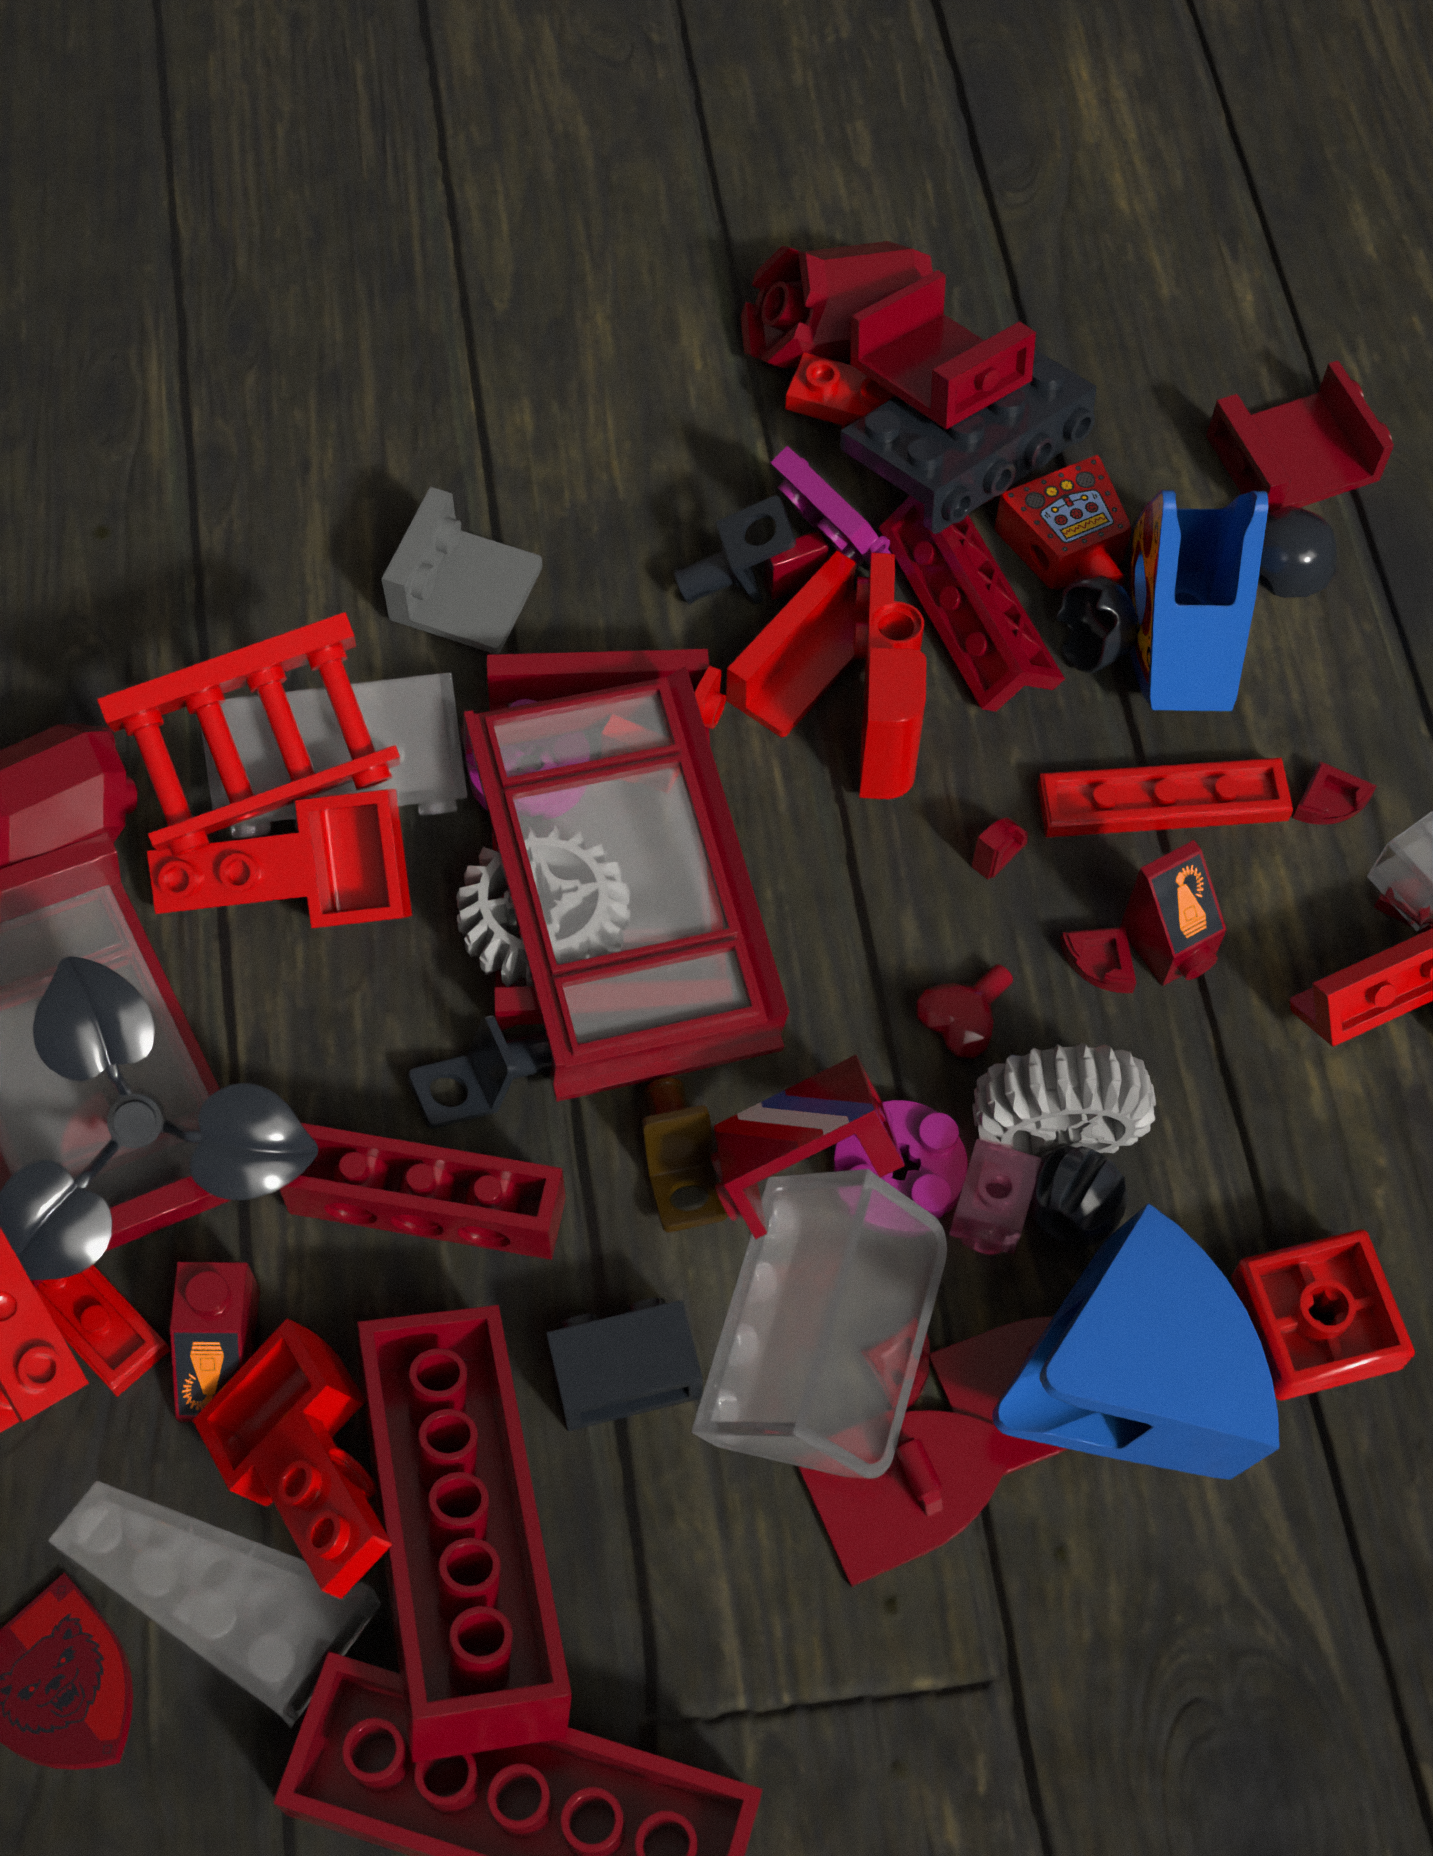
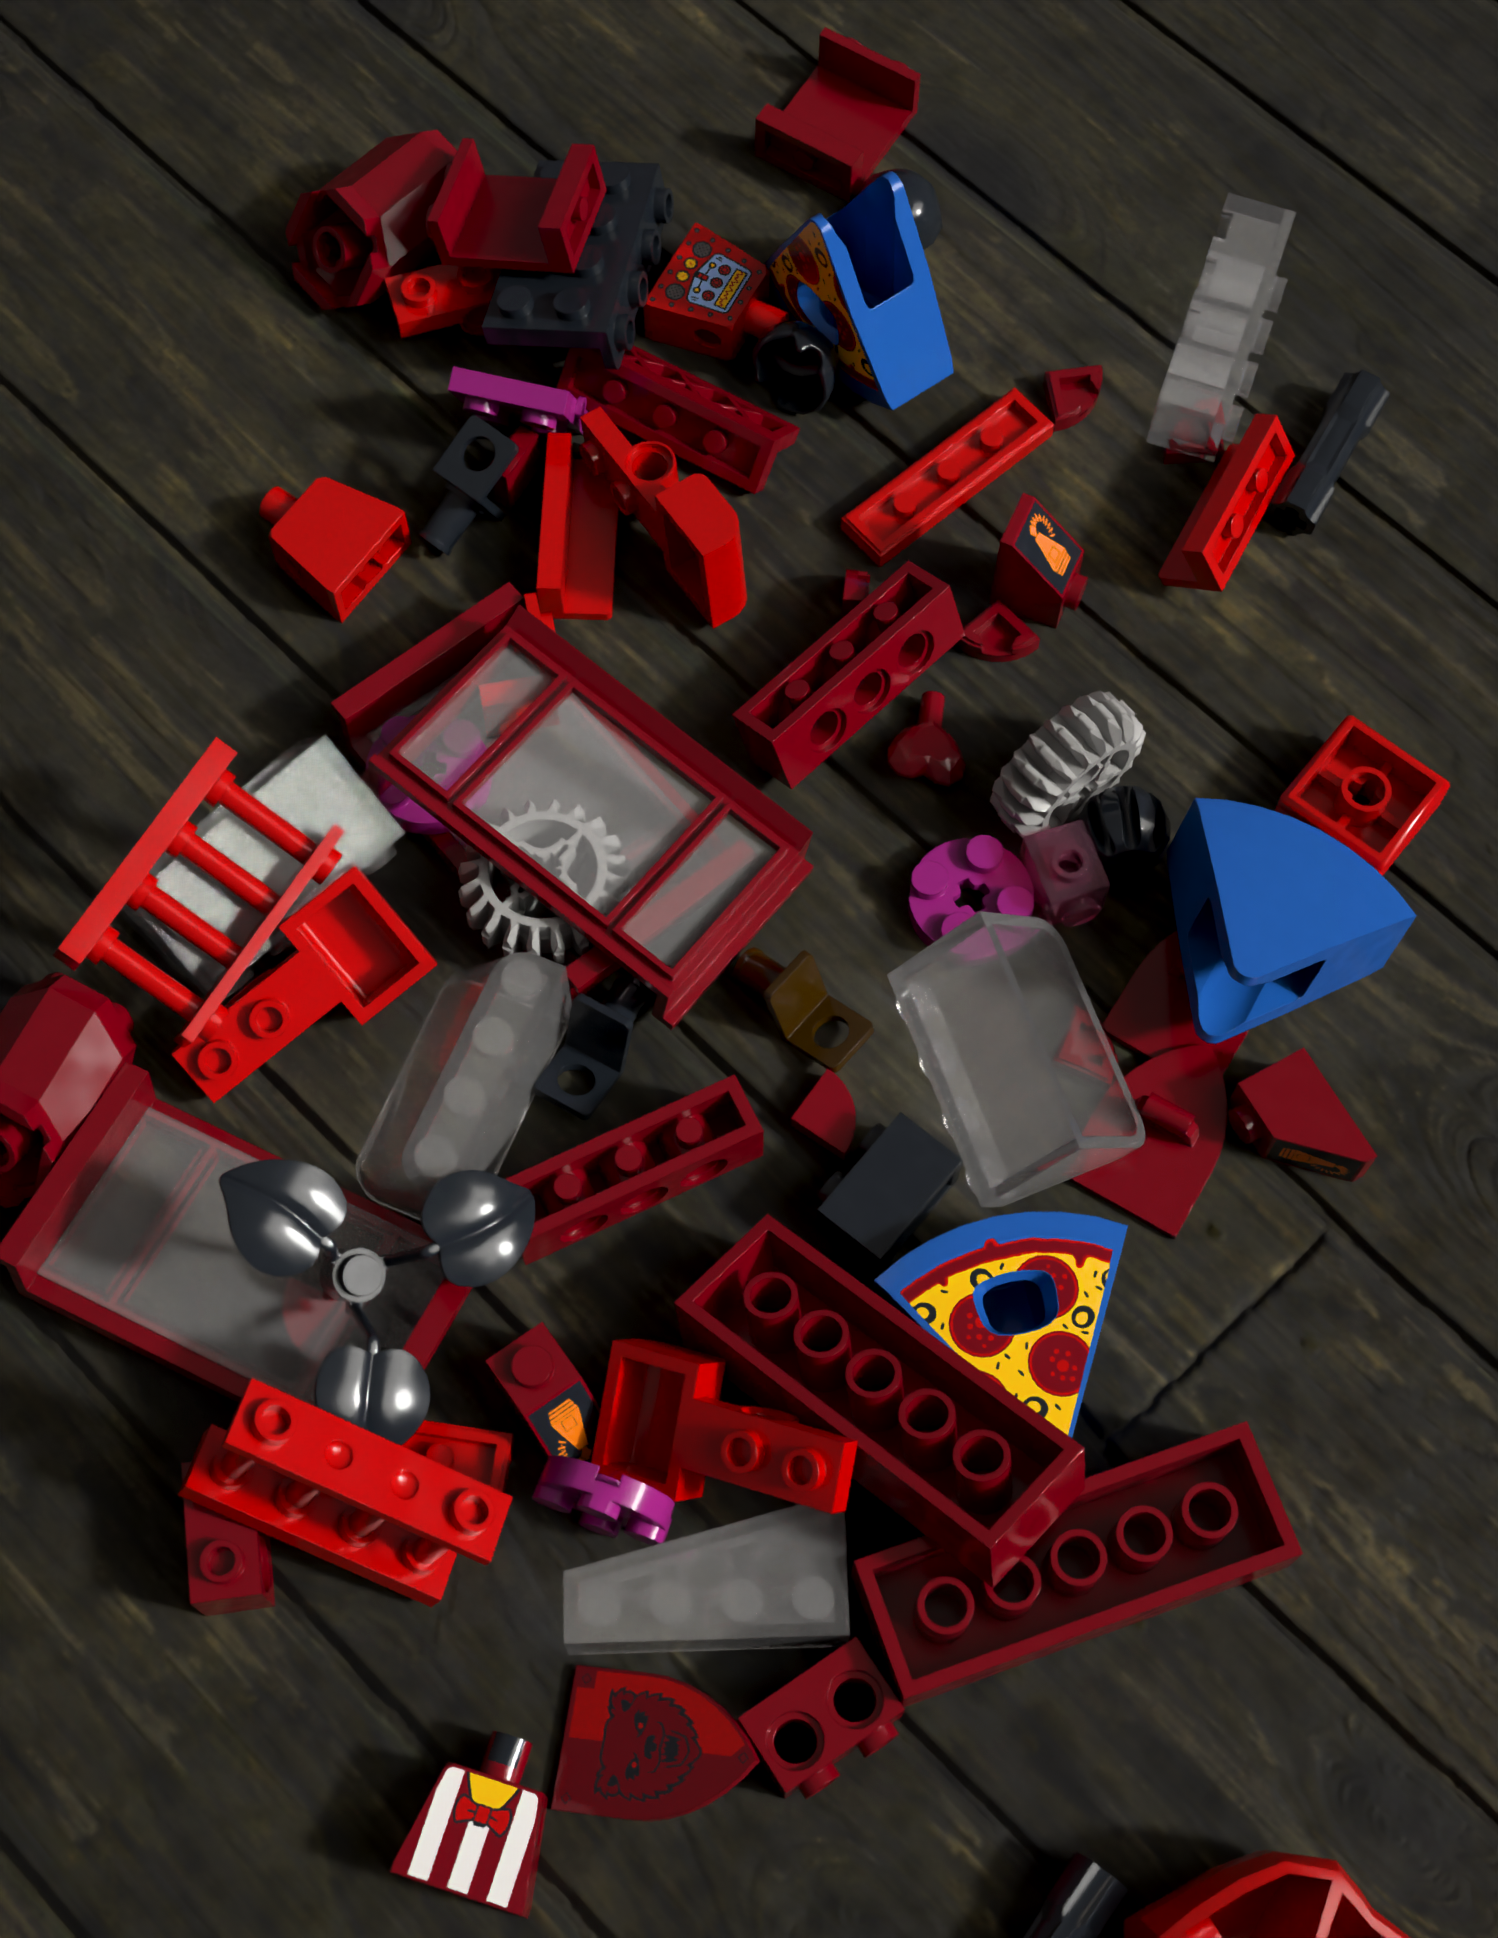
camera: 35 degrees left, 5 degrees up
(178, 1449) = (604, 1500): none -> magenta plate
(214, 1752) = (810, 1704): none -> dark red brick
(361, 1031) = (466, 1078): none -> clear windscreen
(457, 580) = (243, 656): dark grey bracket -> none
(605, 536) = (334, 541): none -> red torso
(632, 1263) = (828, 1115): none -> dark red tile
(642, 1546) = (1016, 1300): none -> piece
(795, 1127) = (892, 920): dark red panel -> none
(938, 904) = (849, 674): none -> dark red brick
(1038, 1558) = (1299, 1120): none -> dark red slope

